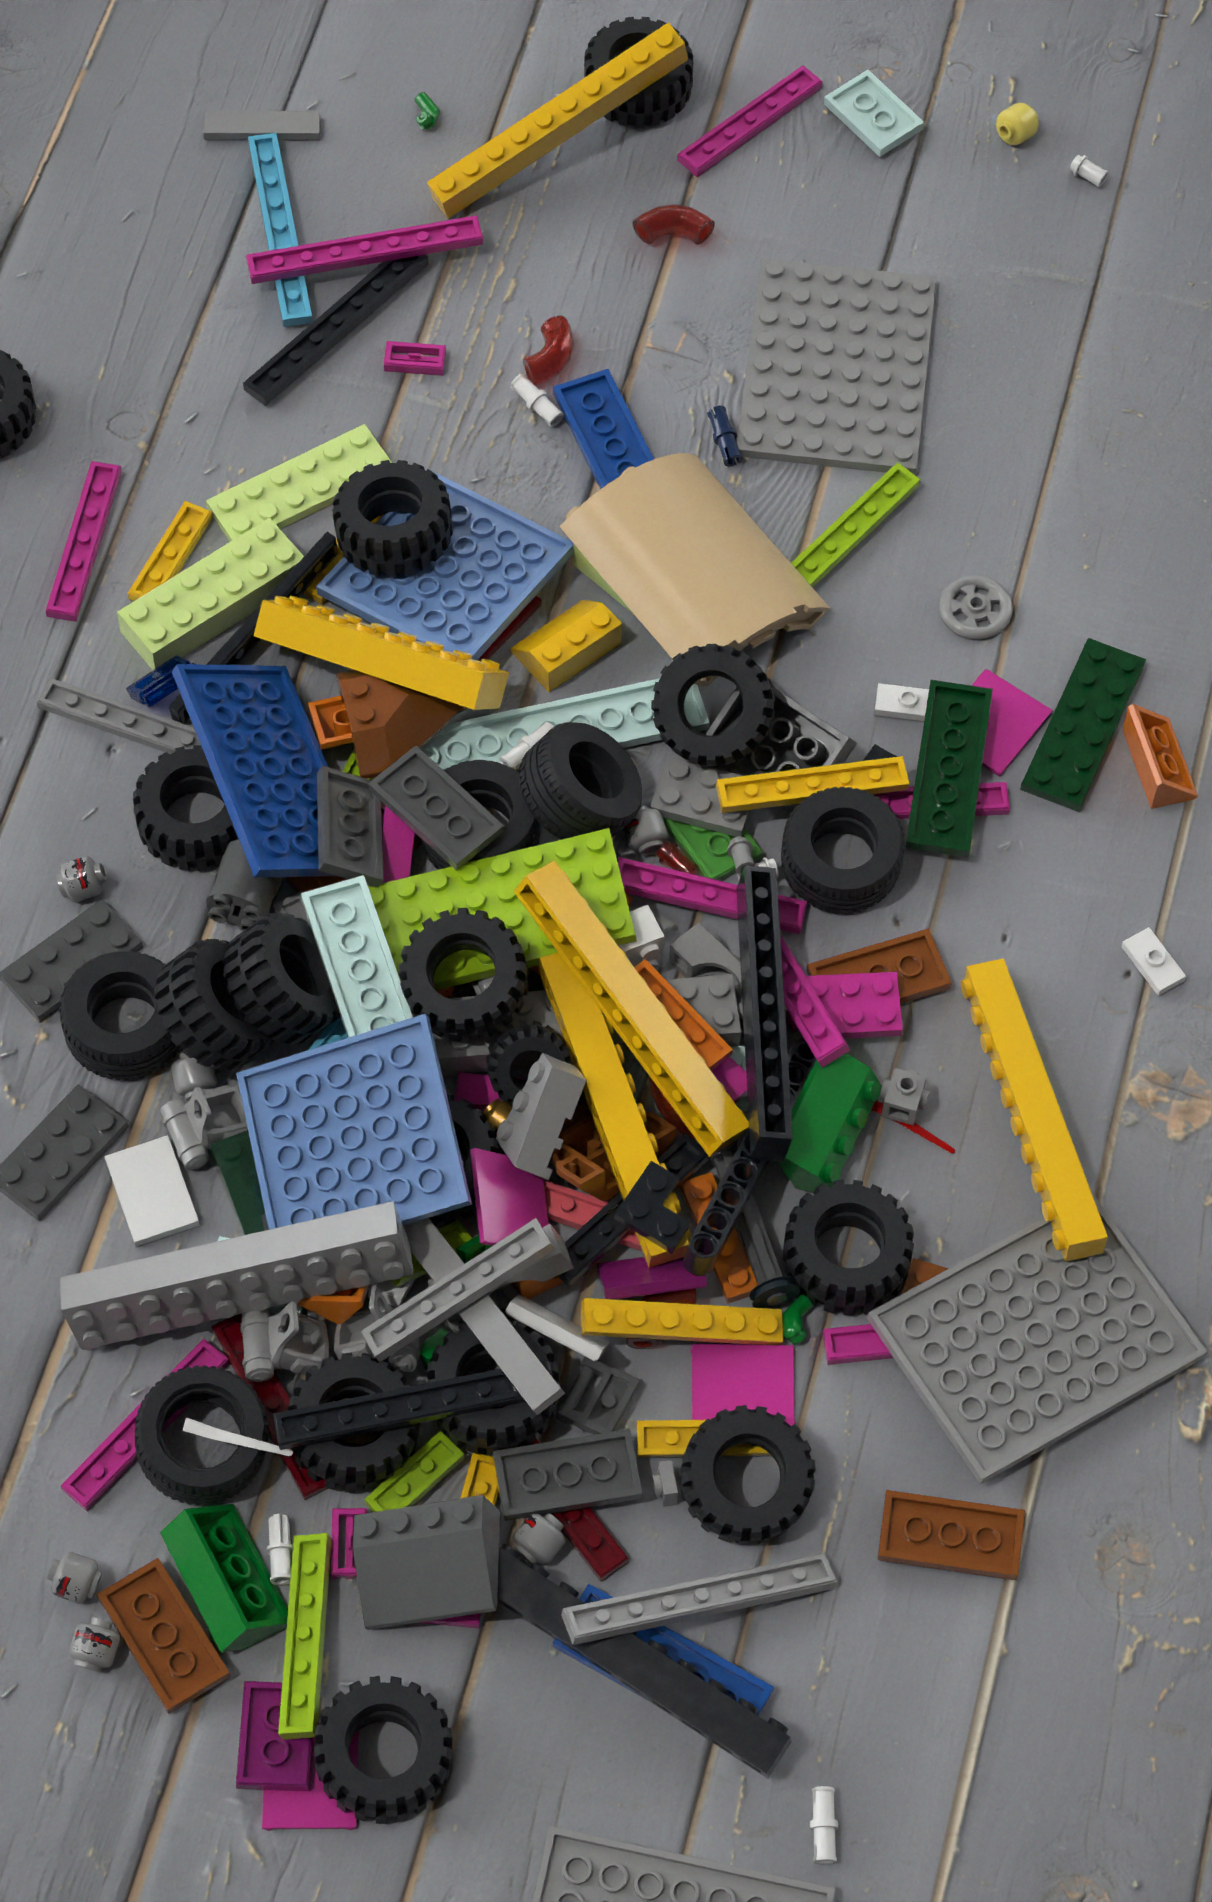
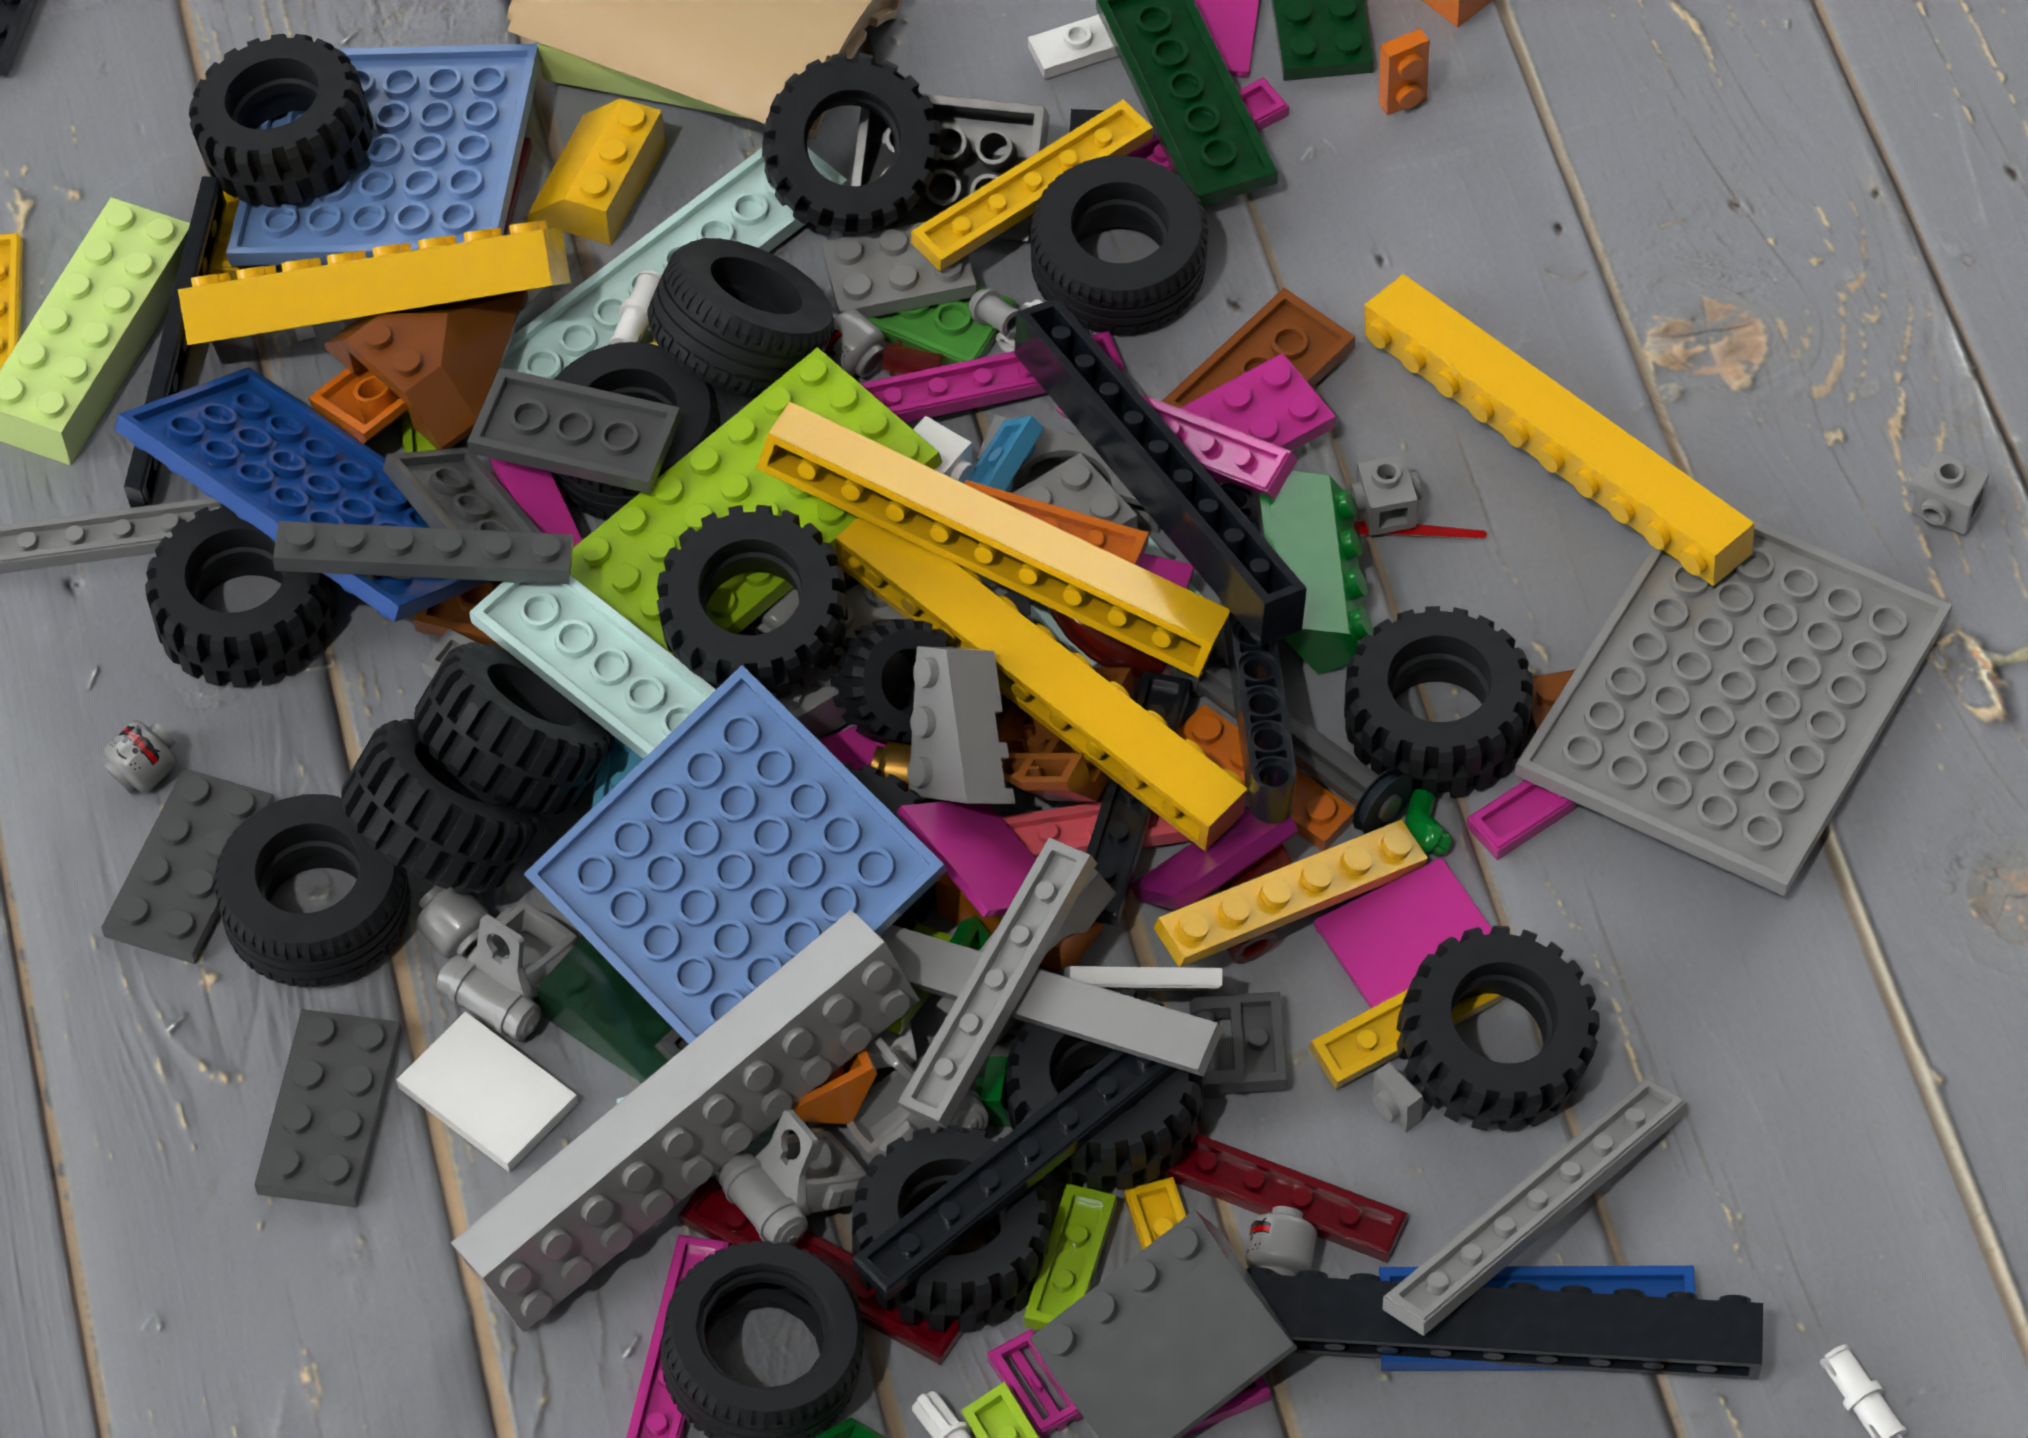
camera: 25 degrees left, 5 degrees down
(157, 683) = (89, 467): clear blue plate -> none
(220, 1435) = (782, 1326): white sticker -> none
(237, 894) = (371, 660): dark grey cylinder -> none
(294, 843) = (423, 552): none -> dark grey plate
(297, 485) = (114, 150): yellowish green plate -> none
(567, 1474) = (1268, 1148): dark grey plate -> none
(645, 1209) = (1172, 777): black plate -> none
(686, 951) = (1007, 452): none -> dark azure plate
(951, 1535) = (1787, 975): dark orange plate -> none
(1089, 824) = (1403, 71): none -> orange plate
(1153, 961) = (1580, 197): white plate -> none

